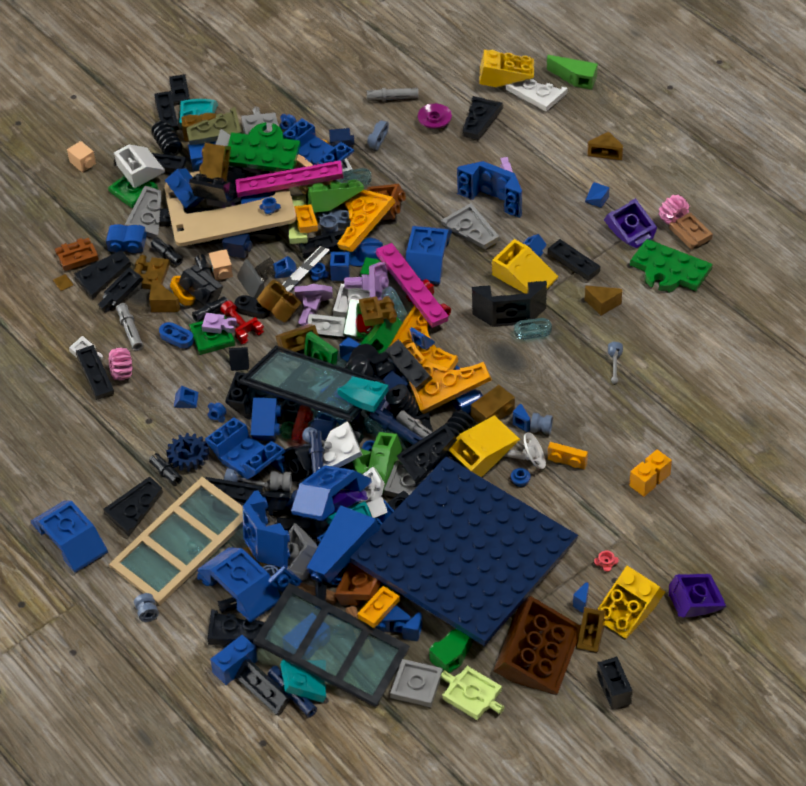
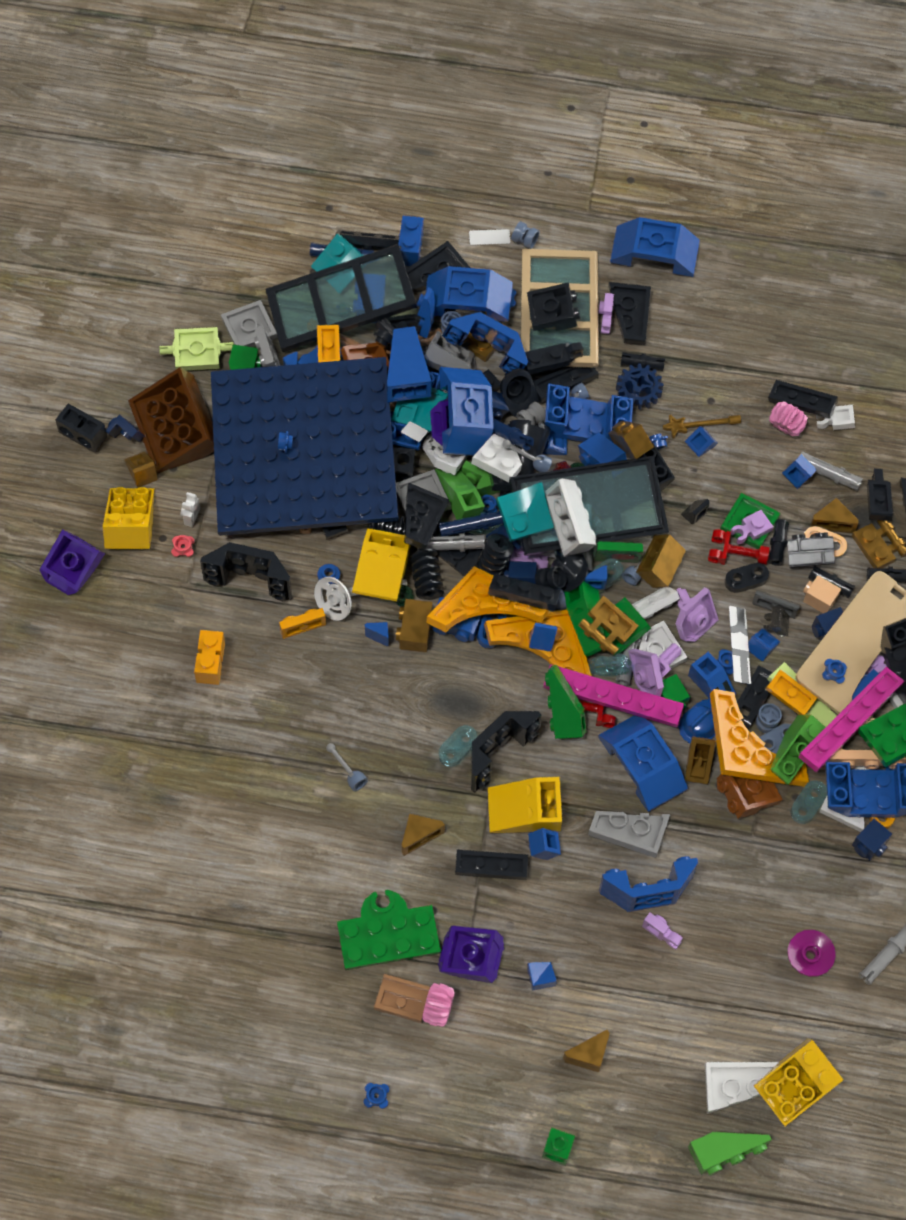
camera: 135 degrees right, 15 degrees up
(149, 337) = (799, 471): none -> blue slope
(152, 512) = (606, 309): none -> lavender plate
(169, 633) = (481, 237): none -> white sticker
(176, 335) = (777, 491): blue plate -> none
(189, 418) = (679, 426): none -> pearl gold piece
(192, 524) = (553, 307): none -> black plate
(226, 495) = (552, 357): none -> black hinge
(242, 400) = (631, 439): none -> pearl gold brick
(279, 300) = (722, 581): pearl gold brick -> none
(332, 587) = (383, 338): none -> black plate
(339, 368) = (569, 517): none -> white slope
(378, 135) = (839, 871): sand blue plate -> none
(392, 232) = (699, 760): none -> pearl gold slope
(427, 637) = (267, 348): none -> light grey plate
(450, 294) = (567, 710): none -> green slope
(480, 545) = (285, 441): none -> blue plate
(481, 115) = (764, 997): black wing -> none
(539, 423) = (355, 640): sand blue wheel -> none
(578, 663) = (123, 426): none -> dark blue bracket
(580, 597) = (172, 489): blue slope -> none
(581, 573) = (190, 509): none -> white plate
(584, 518) = (244, 561): none -> black slope
(665, 119) = (558, 1146): none -> green brick
(747, 200) = (373, 1089): none -> blue plate

